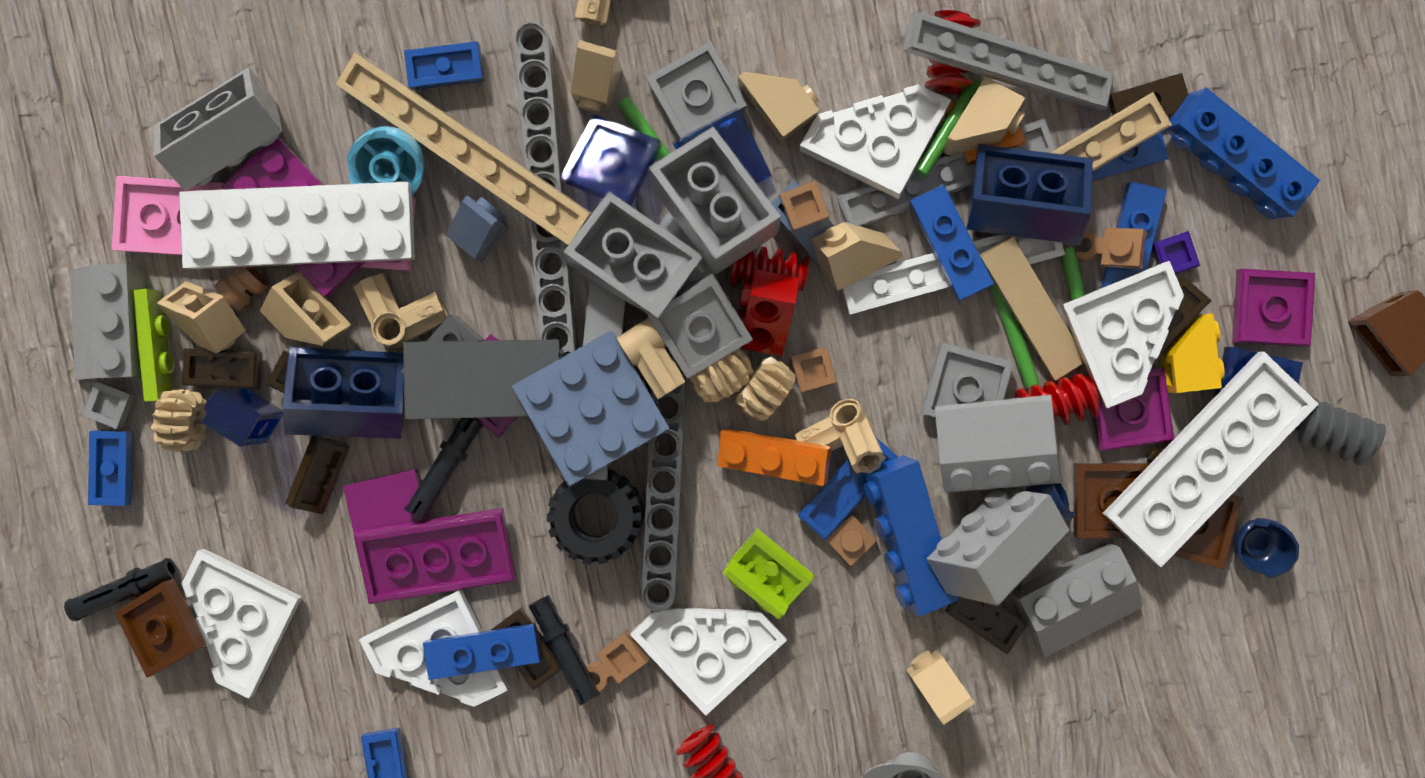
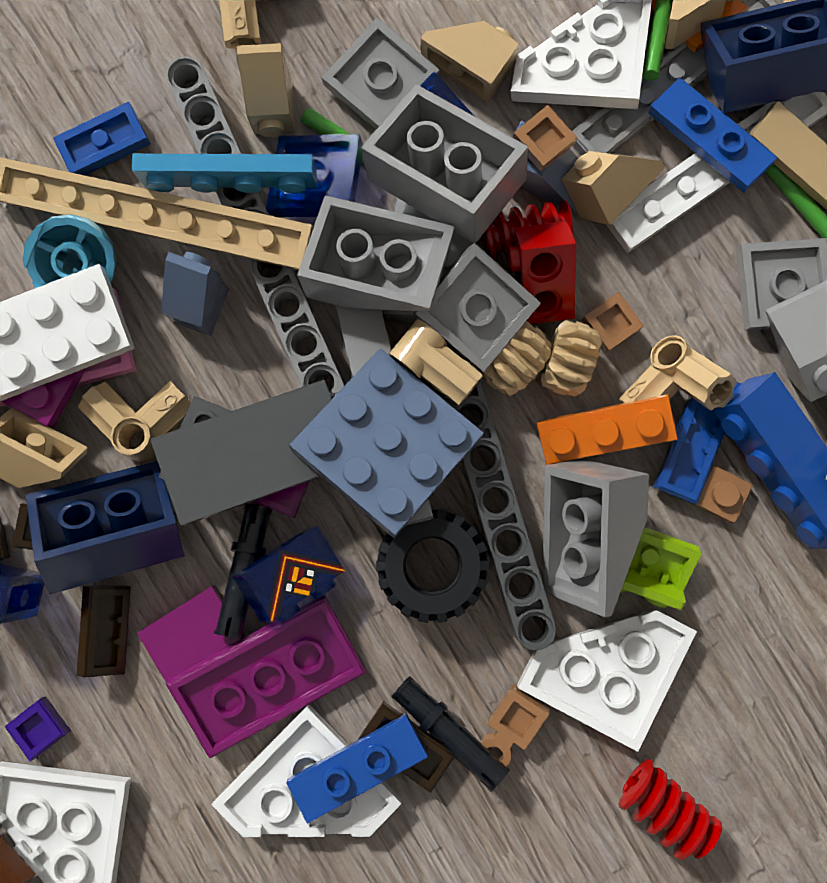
camera: 20 degrees left, 5 degrees down
(240, 533) = (37, 728): none -> dark purple tile
(479, 484) = (289, 575): none -> clear blue brick
(521, 135) = (209, 171): none -> dark azure plate
(730, 532) = (591, 531): none -> light grey slope

